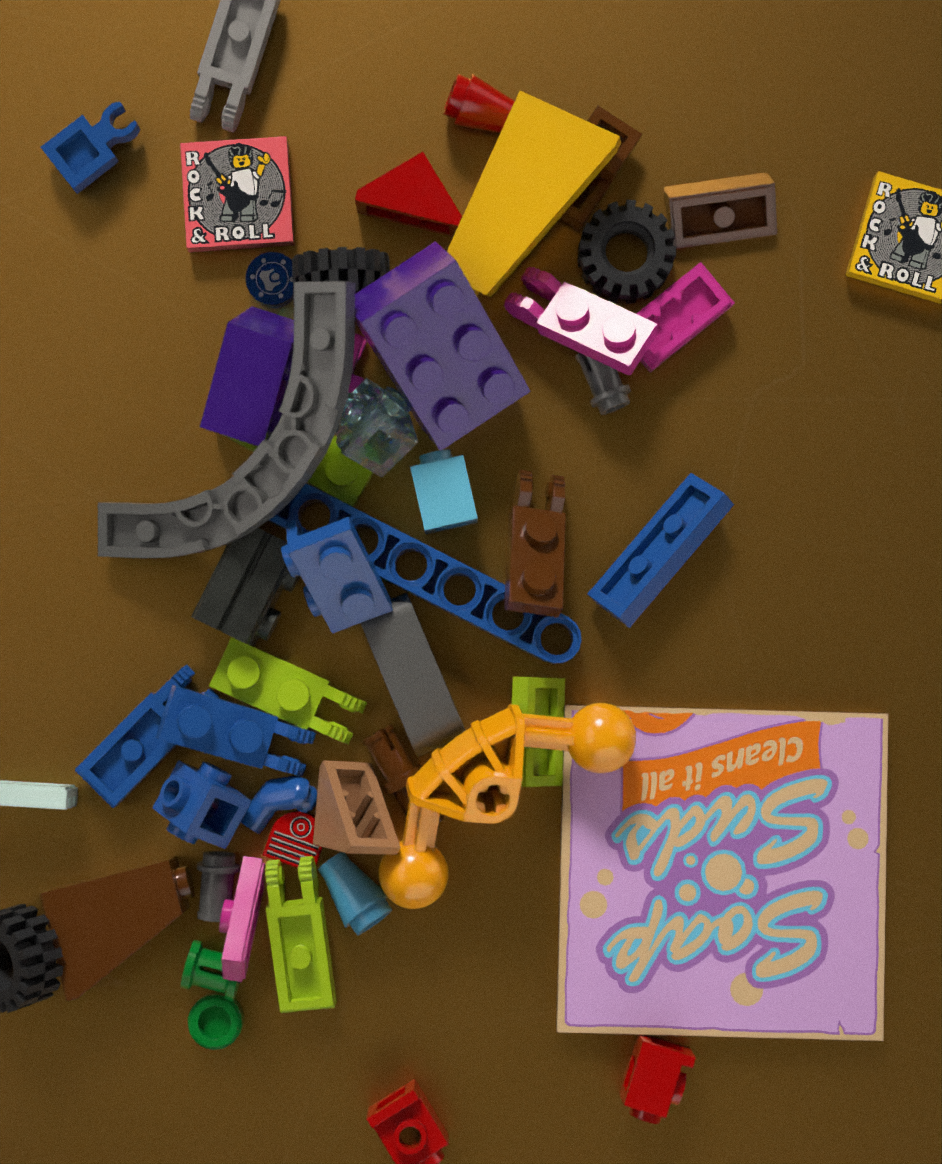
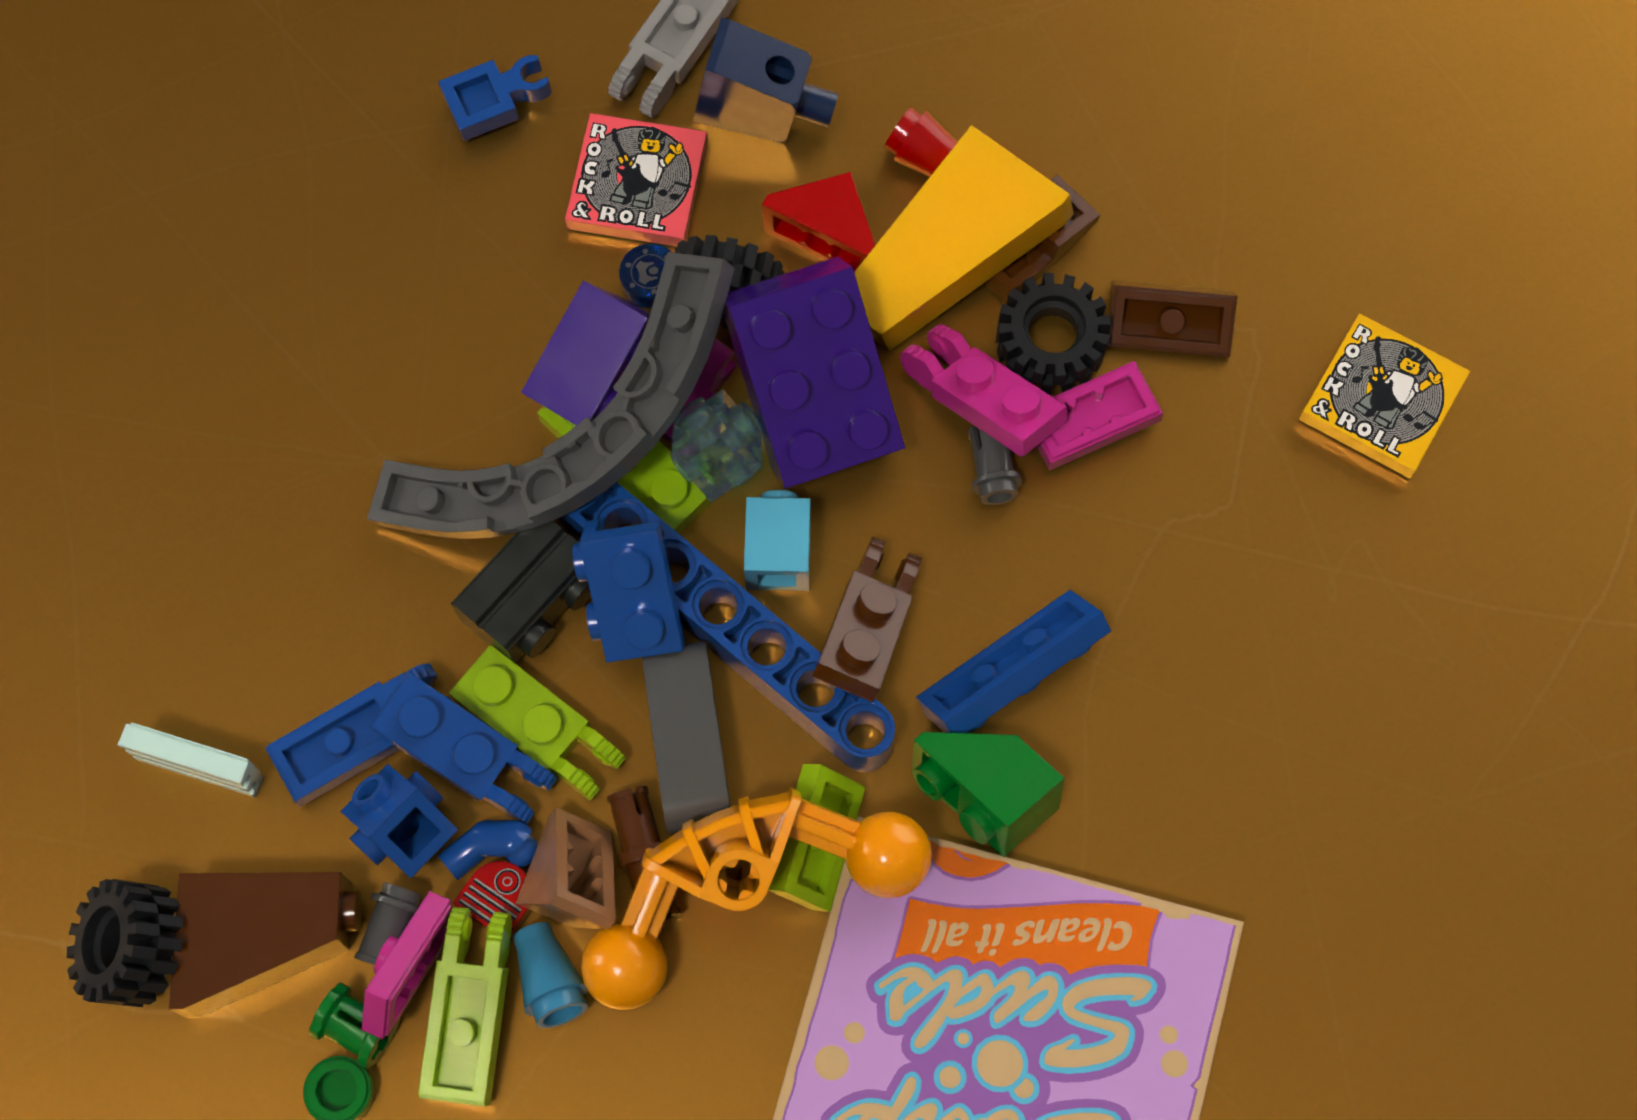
camera: 20 degrees right, 15 degrees down
(323, 86) = (759, 85): none -> torso
(664, 653) = (990, 782): none -> green slope

